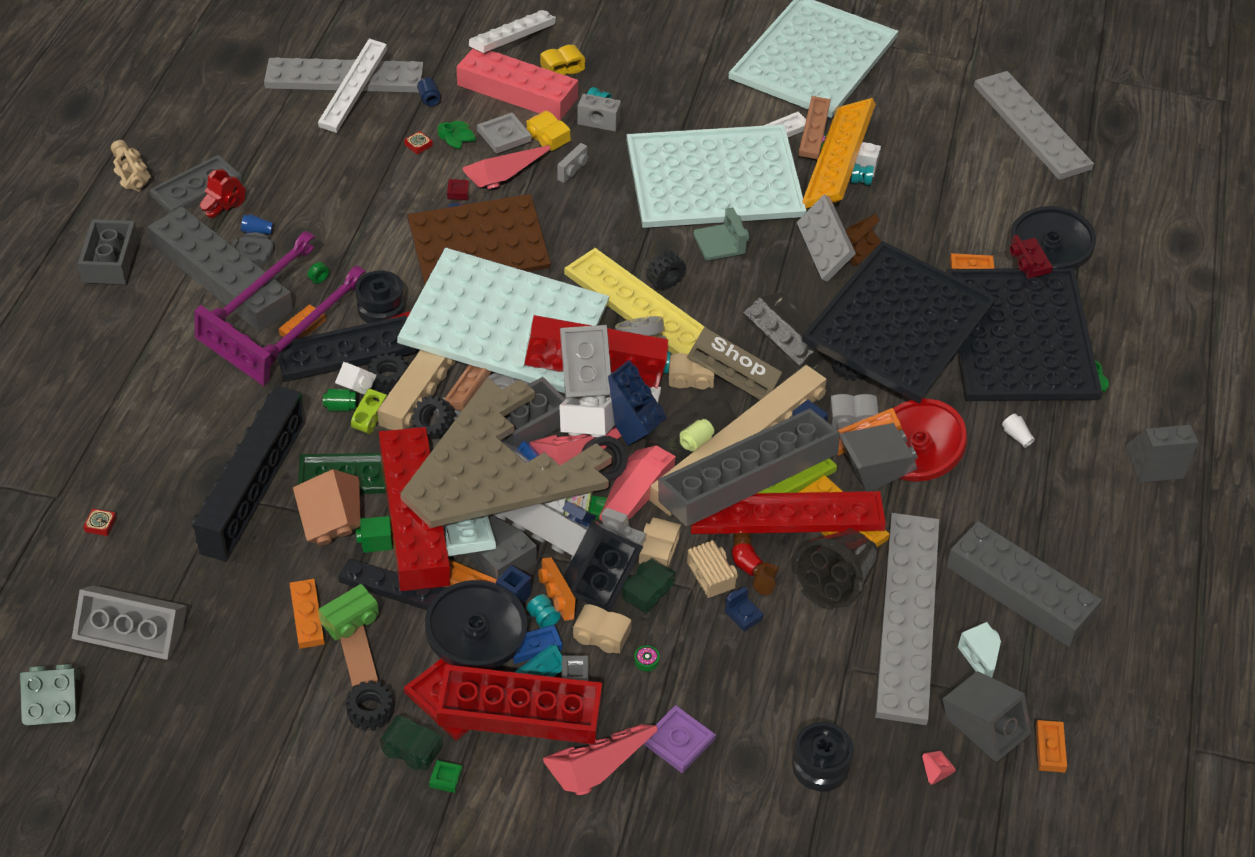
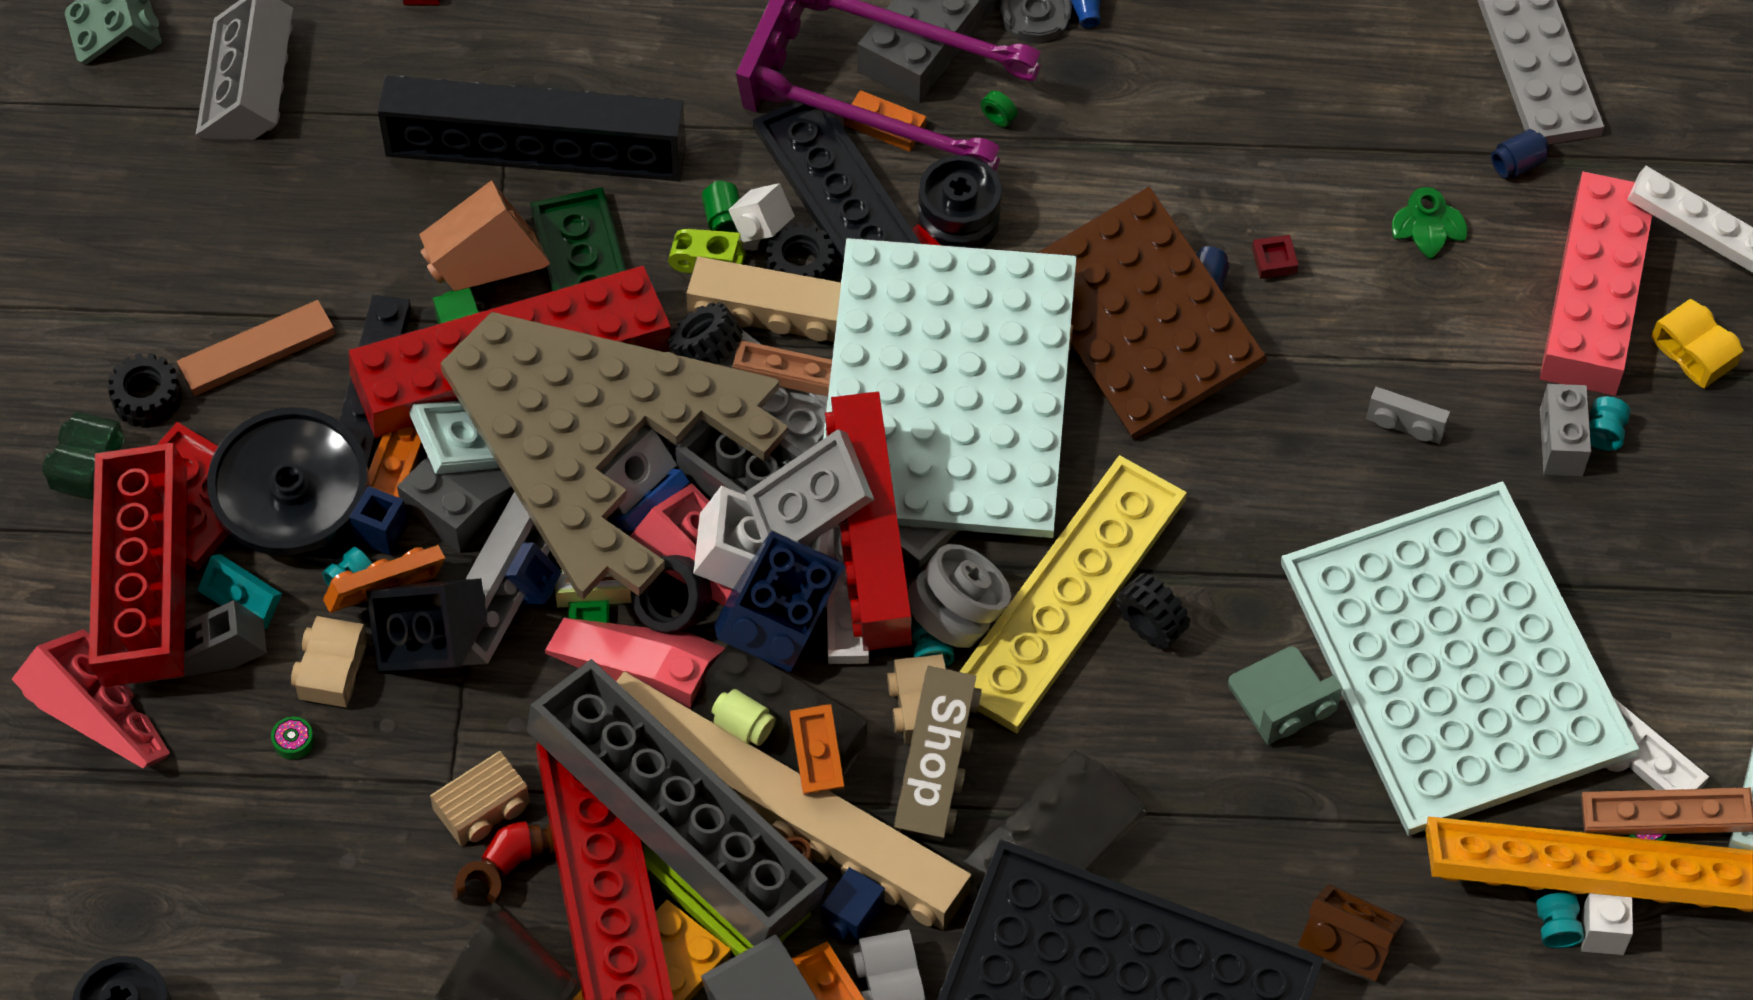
camera: 80 degrees right, 10 degrees up
(306, 613) = (303, 275): orange plate -> none
(348, 612) = (290, 318): bright green brick -> none
(352, 85) = (1479, 34): white plate -> none
(418, 142) = (1383, 173): tile -> none
(446, 776) = (42, 515): green tile -> none
(498, 169) = (1339, 298): coral wedge -> none
(504, 133) = (1454, 293): light grey plate -> none
(536, 642) = (291, 578): blue plate -> none
(548, 130) = (1483, 359): yellow brick -> none
(620, 523) = (515, 643): light grey hinge -> none
(648, 585) = (430, 711): clear green brick -> none
(660, 541) = (505, 710): tan brick -> none
(680, 739) = (148, 810): medium lavender tile -> none
(726, 404) = (817, 749): none -> orange plate
(742, 610) = (410, 861): dark blue bracket -> none
(826, 238) = (1328, 868): light grey plate -> none

